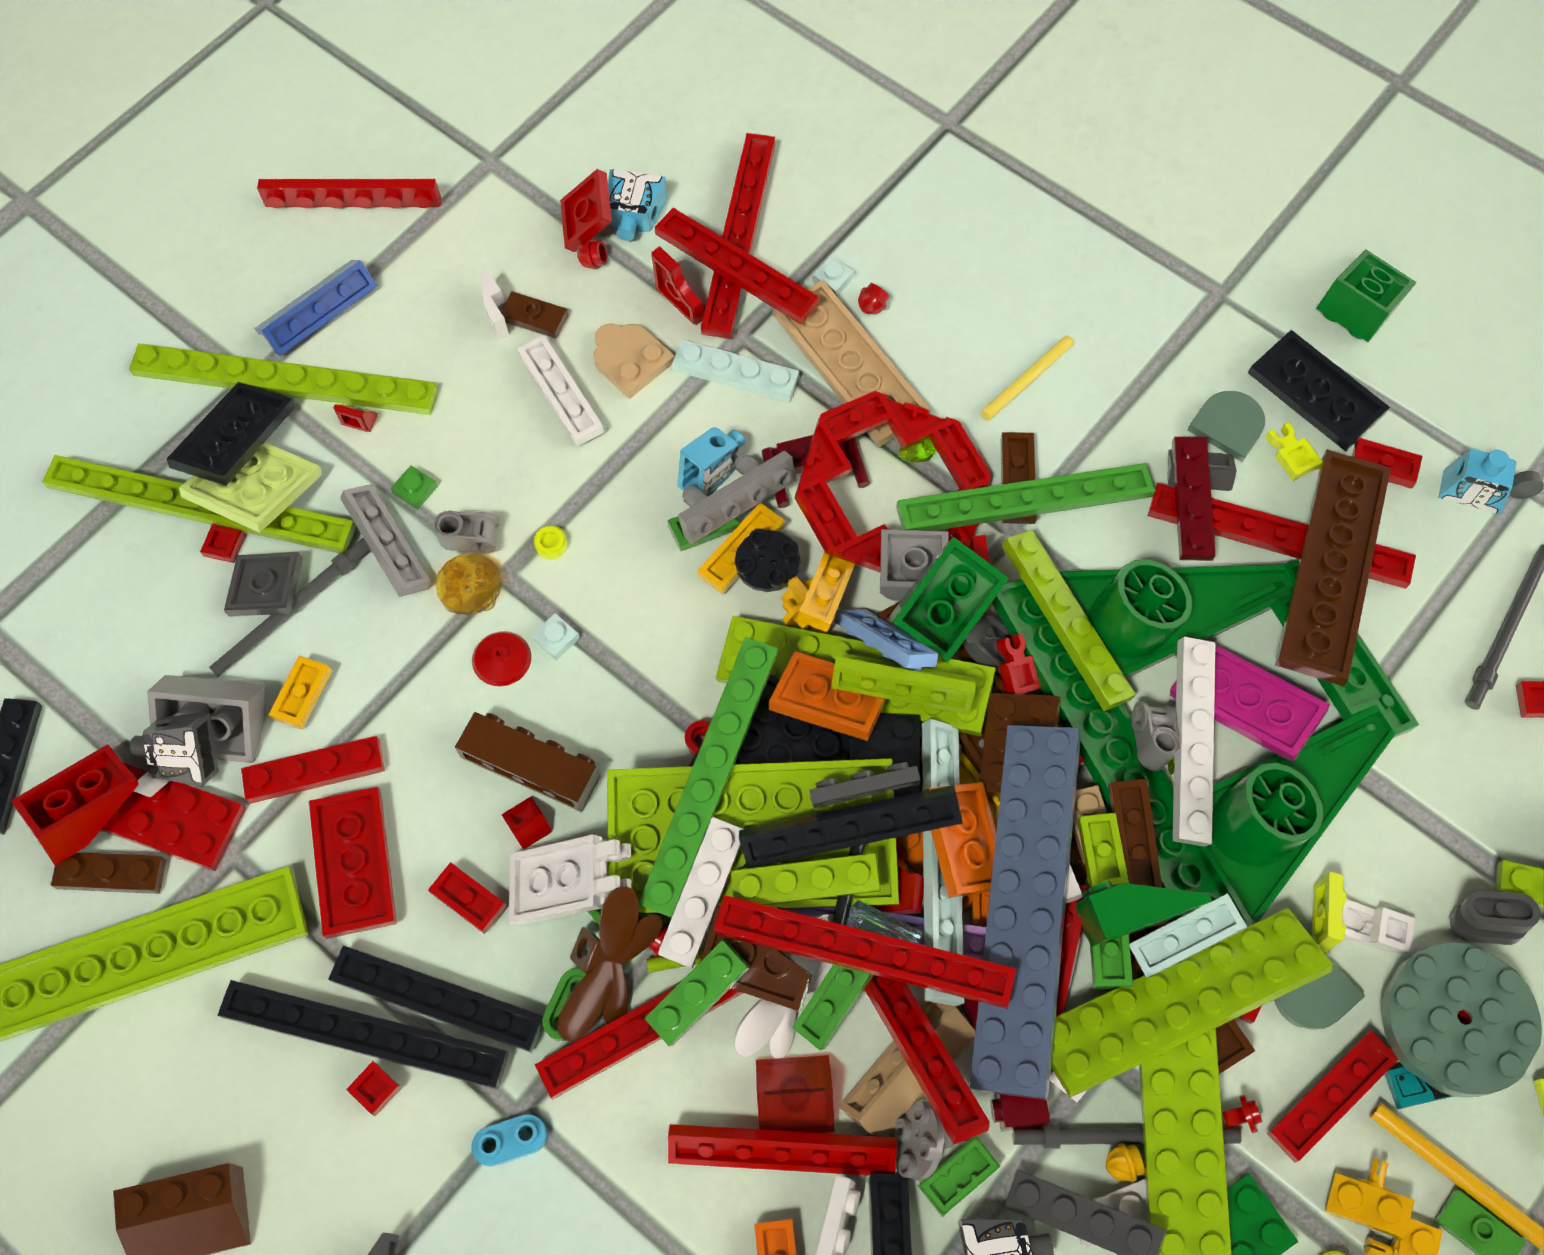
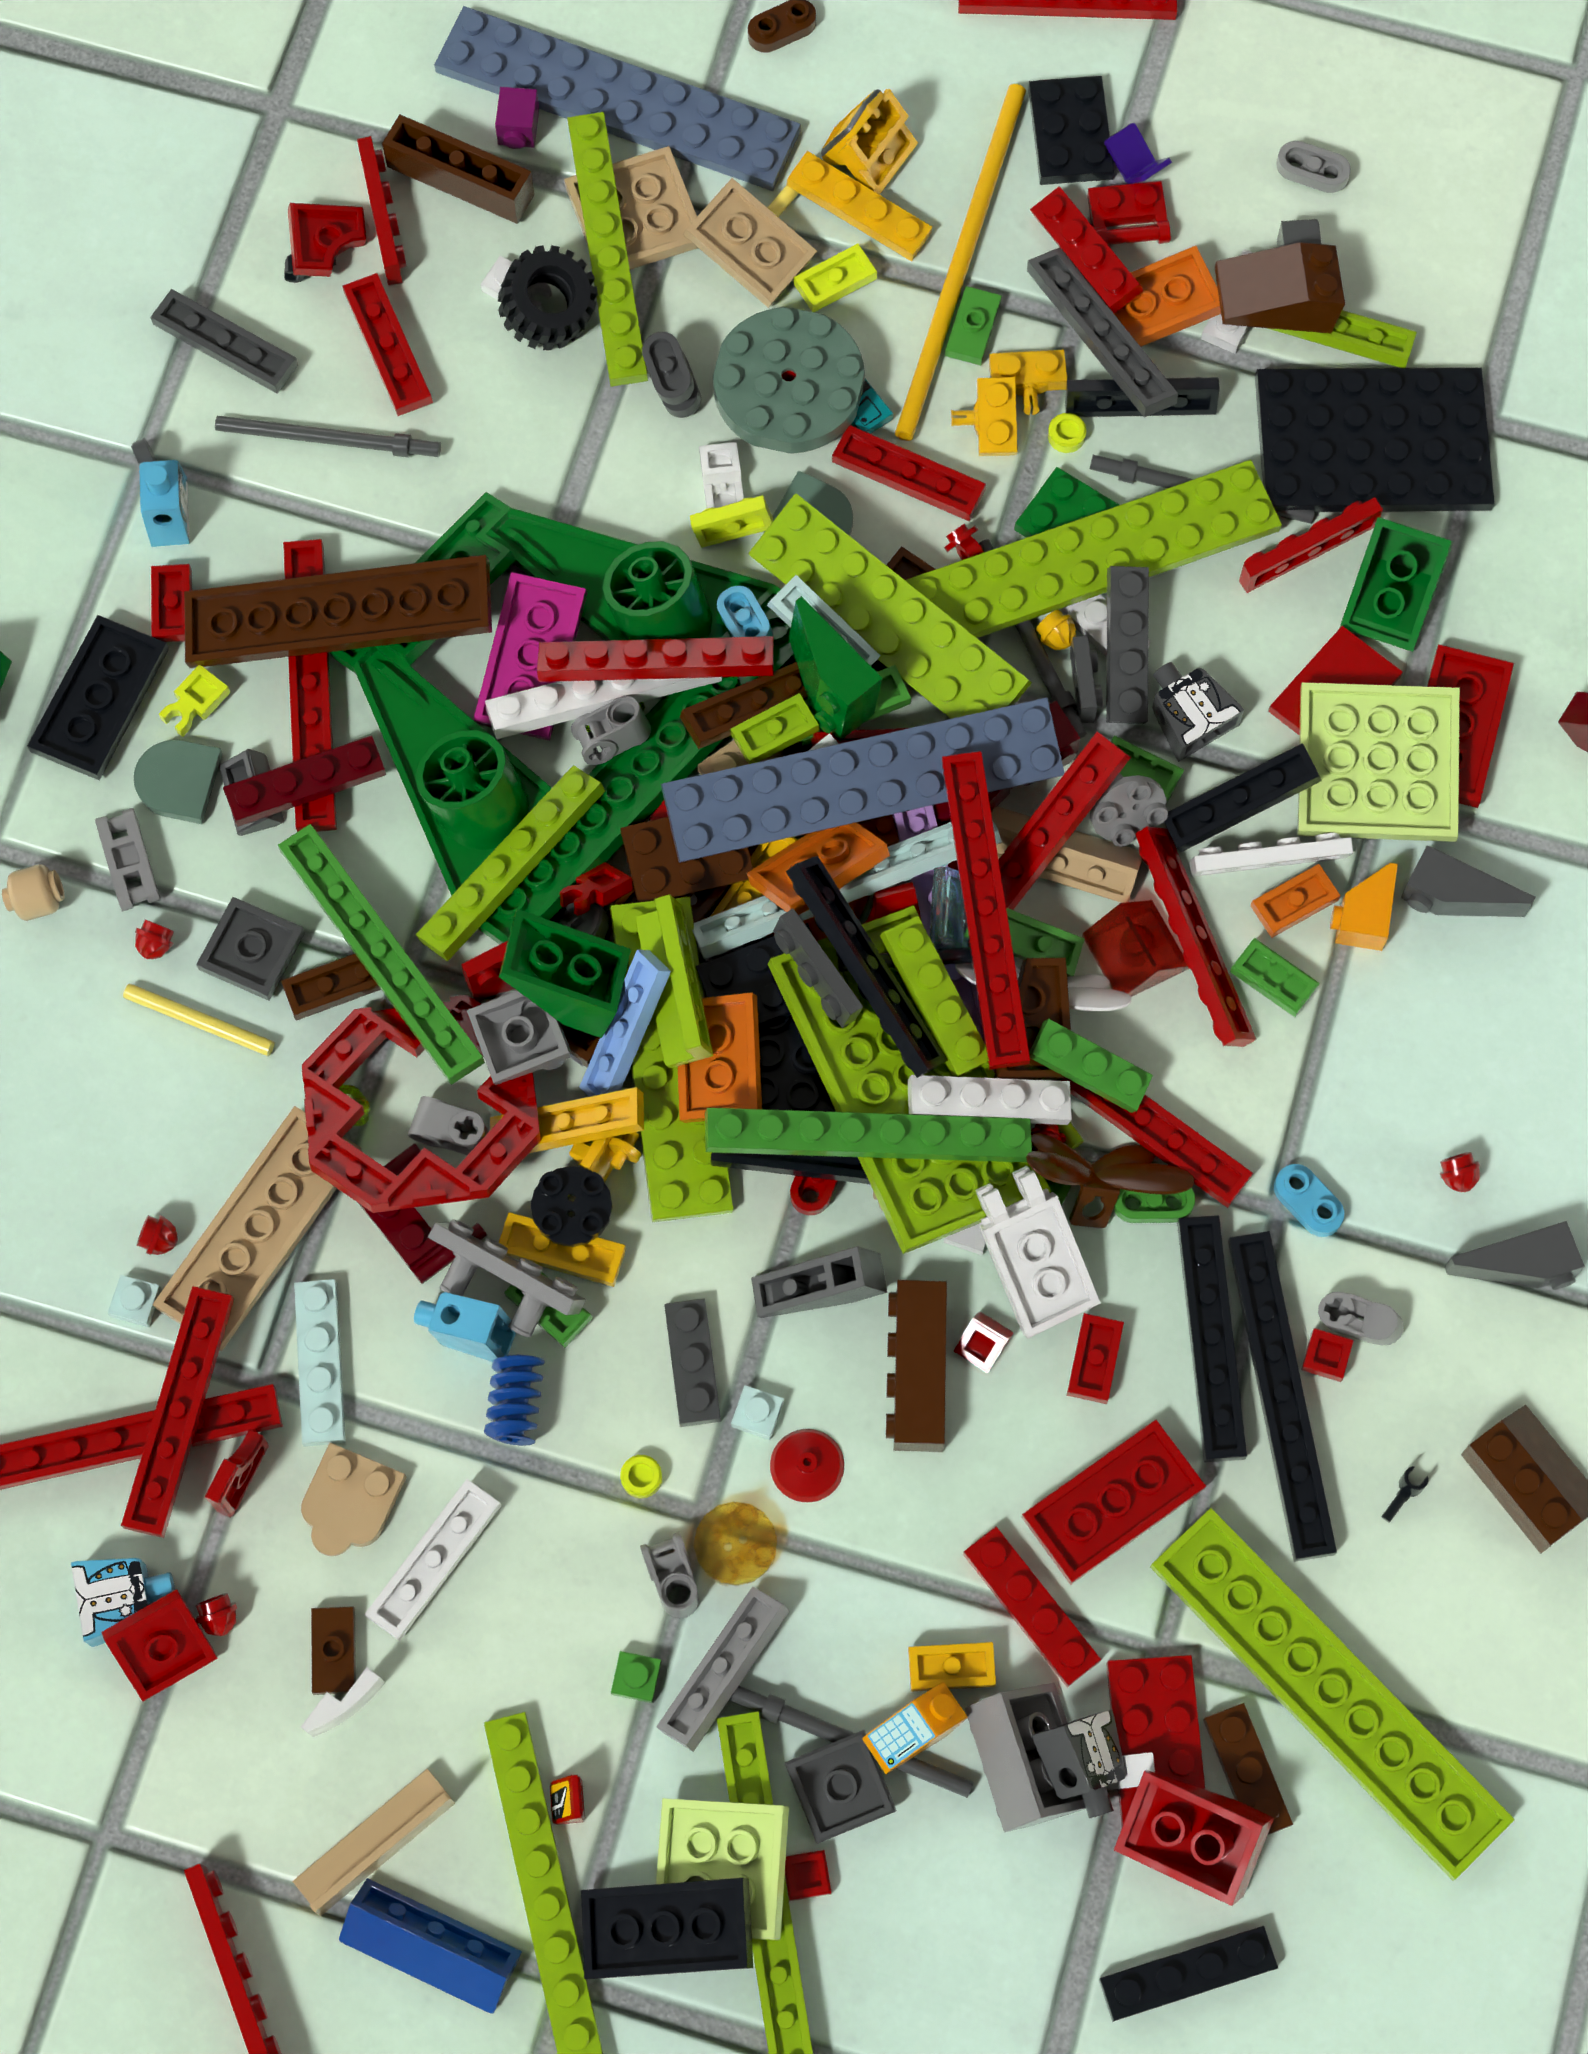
camera: 115 degrees left, 5 degrees up
(235, 1099) = (1406, 1491): none -> black hand
(267, 641) = (915, 1728): none -> slope
(387, 1132) = (1341, 1313): none -> light grey piece
(397, 297) = (373, 1842): none -> tan panel
(615, 607) = (692, 1362): none -> dark grey plate
(625, 717) = (820, 1283): none -> dark grey slope
(643, 476) = (512, 1399): none -> blue piece
(715, 1207) = (1274, 977): none -> bright green plate
(871, 504) = (442, 1126): none -> light grey piece
(1050, 1160) = (1083, 664): none -> dark grey plate
(1069, 424) = (250, 948): none -> dark grey plate
(1102, 365) = (153, 940): none -> red plate
(1168, 299) = (33, 892): none -> tan head
(1174, 369) = (127, 859): none -> light grey plate
(1205, 787) = (655, 659): none -> red plate
(1221, 877) = (748, 620): none -> medium azure plate

